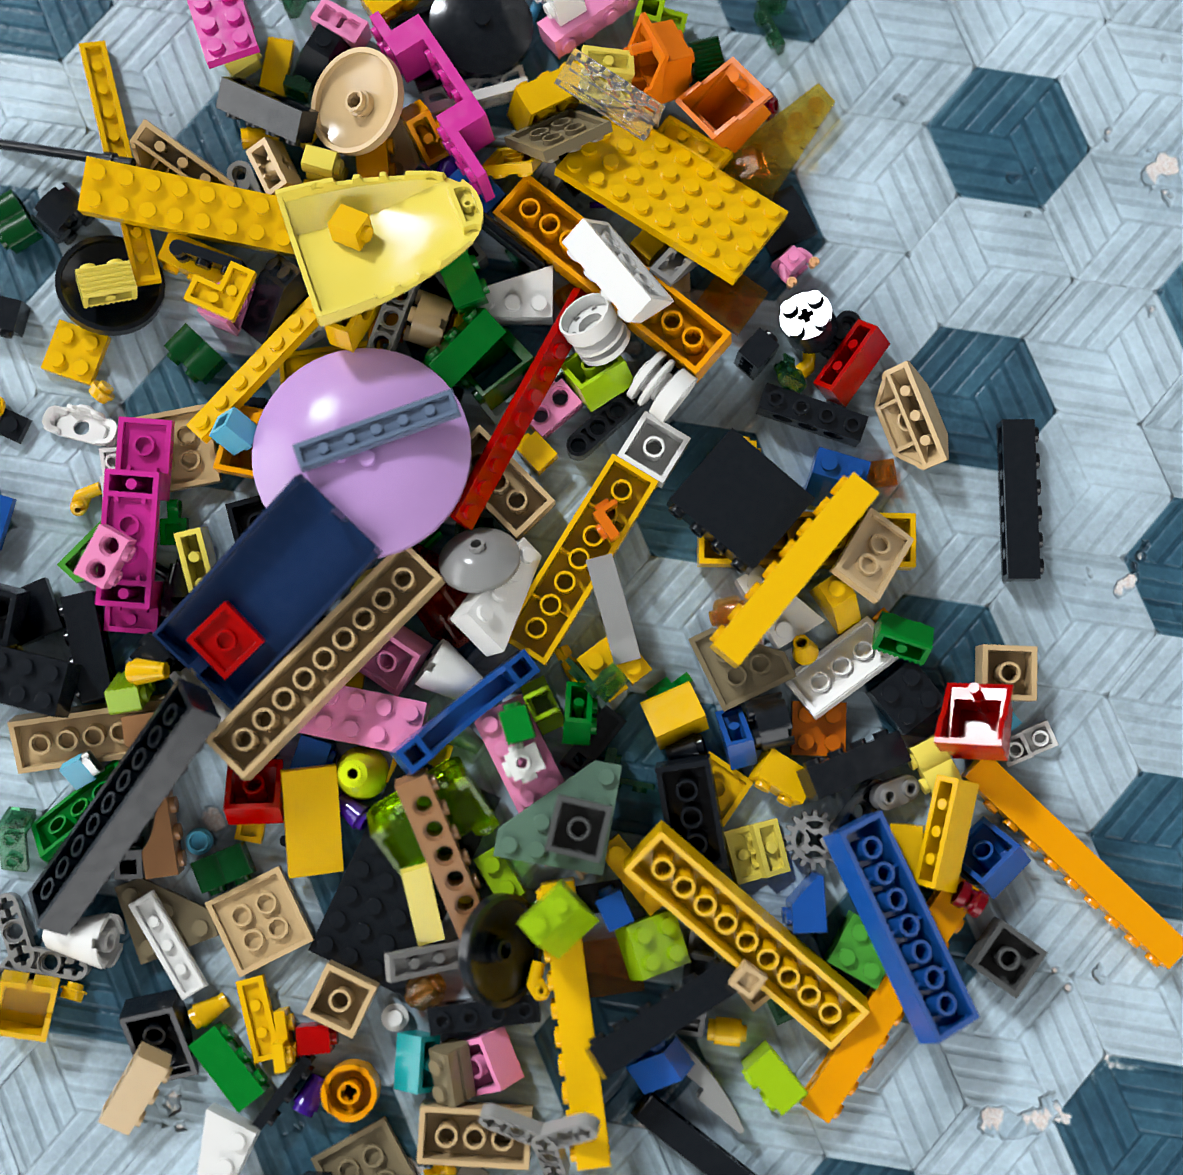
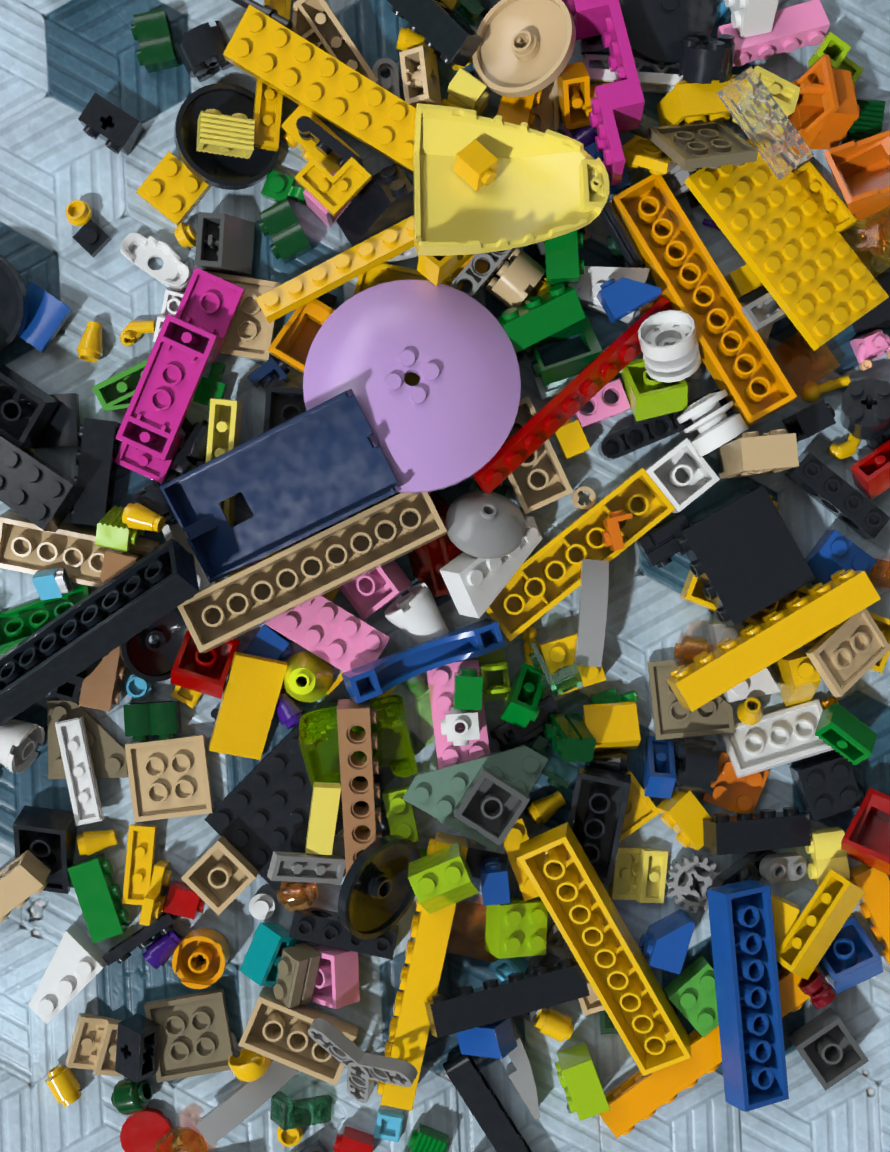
camera: 15 degrees right, 5 degrees up
(44, 525) = (90, 346): none -> yellow cone
(99, 552) = (136, 392): bright pink brick -> none
(141, 386) = (224, 244): none -> dark grey slope
(176, 314) = (281, 187): none -> green plate
(204, 809) = (155, 659): none -> black dish
(222, 492) = (264, 374): none -> dark blue bracket
(226, 639) = (226, 516): red plate -> none
(234, 431) = (299, 321): medium azure brick -> none
(376, 430) = (436, 373): sand blue tile -> none
(534, 54) = (706, 58): none -> black brick
(536, 983) = (400, 924): yellow arm -> none
(537, 299) = (625, 296): none -> blue slope
(577, 501) = (575, 498): none -> tan bush
(616, 271) = (711, 299): white slope -> none
(636, 737) = (570, 737): none -> dark green brick
(639, 818) = (544, 808): none -> yellow cone
(656, 521) = (660, 542): none -> black brick
(658, 985) = (507, 966): none -> medium azure slope
(716, 401) = (757, 454): none -> tan brick
(747, 979) = (593, 991): tan tile -> none
(756, 322) = (814, 392): none -> yellow bar
(788, 375) = (831, 453): clear green plate -> none

